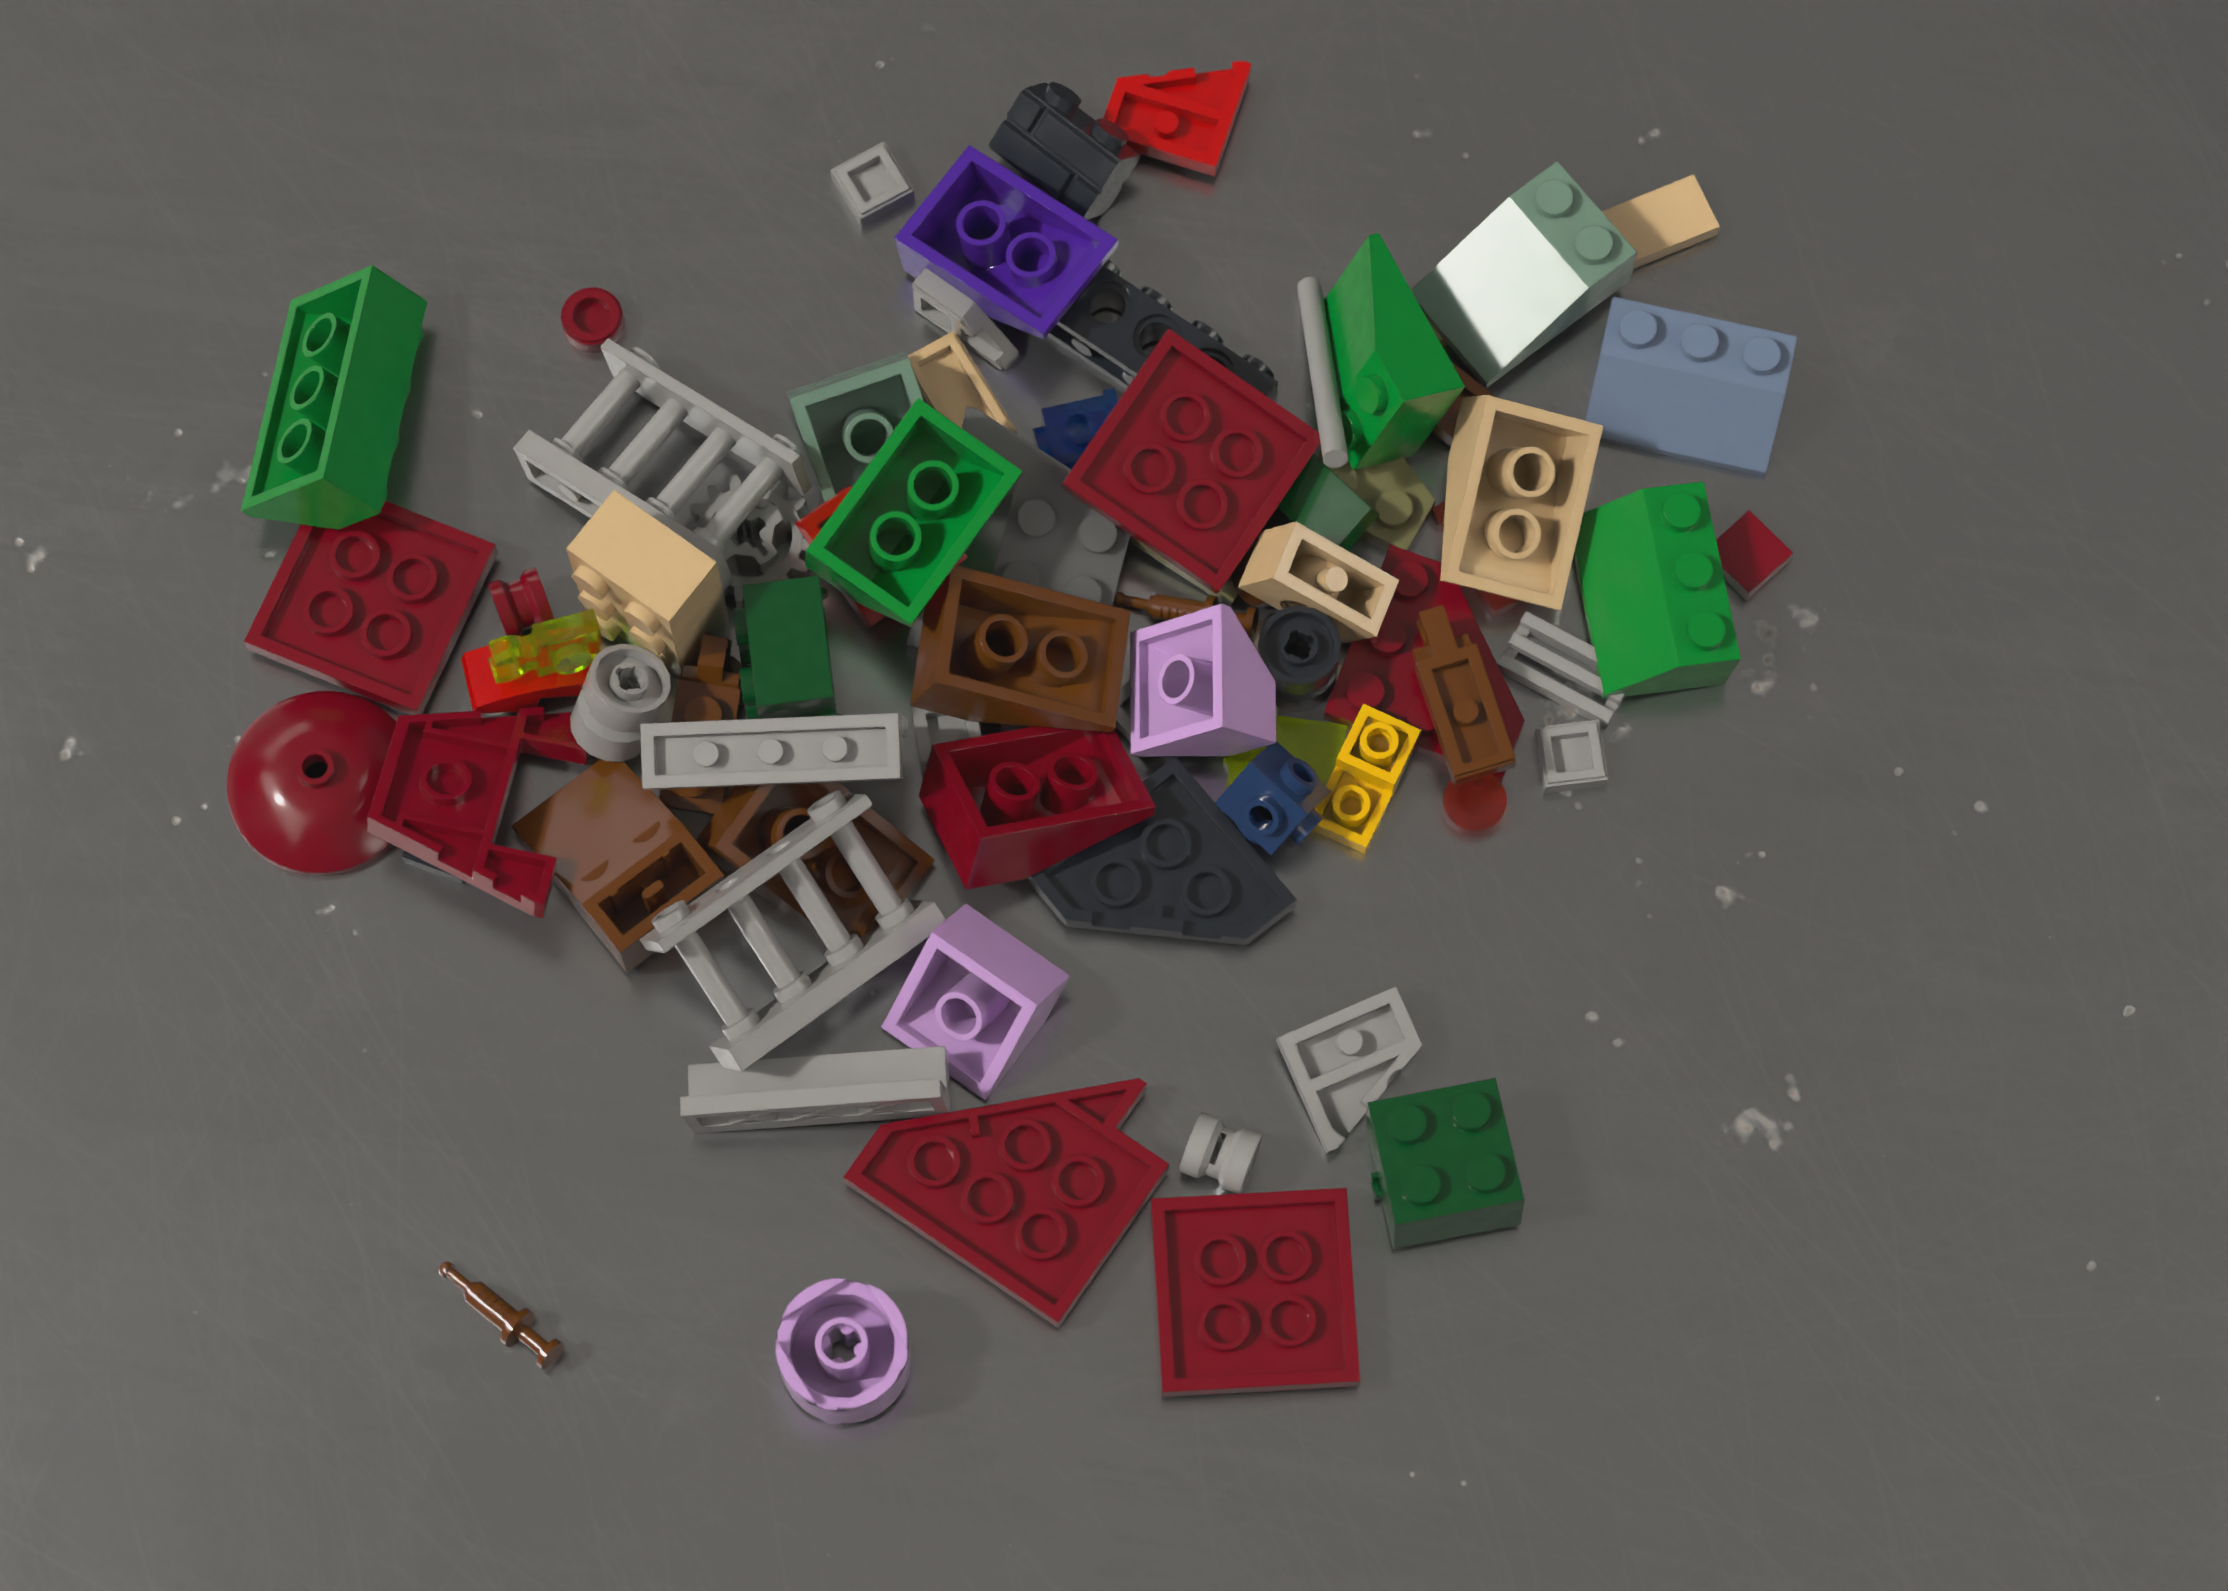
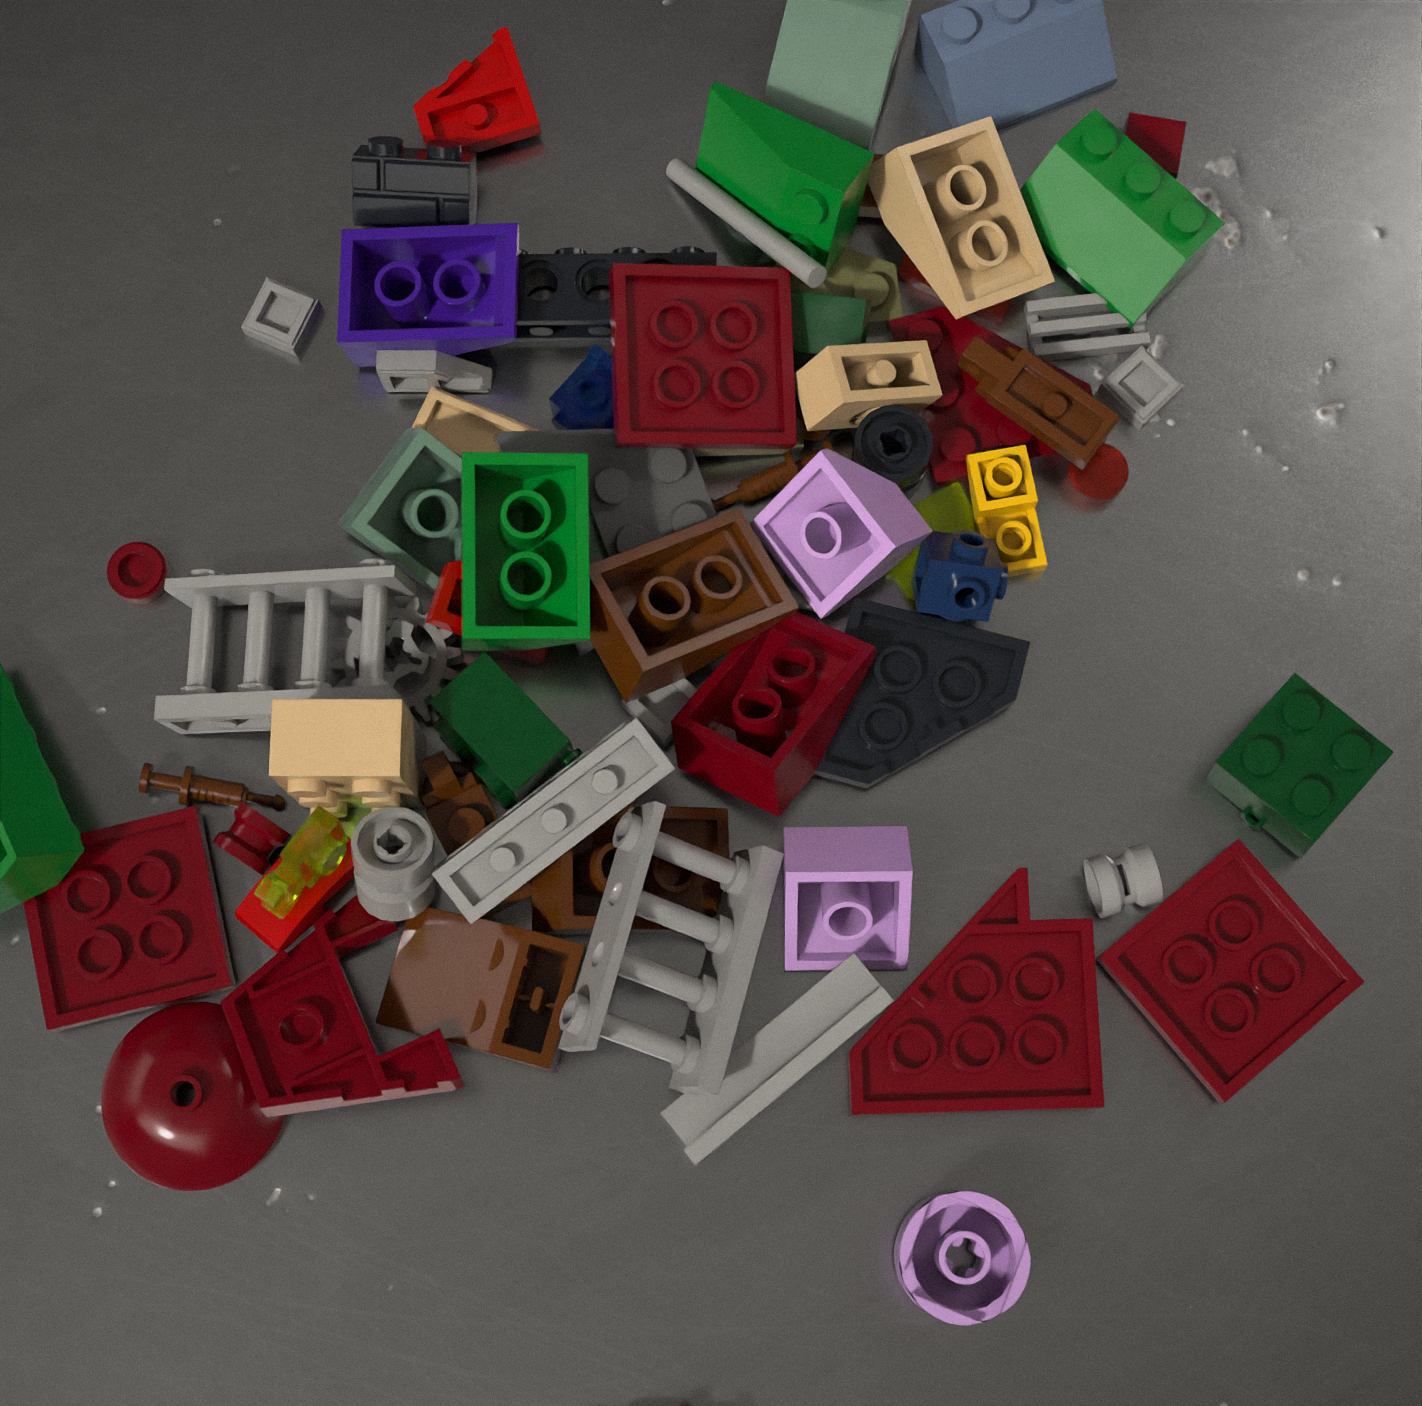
camera: 35 degrees left, 5 degrees up
(513, 536) = (204, 788): none -> reddish brown piece
(1349, 1061) = (1161, 738): light grey wing -> none

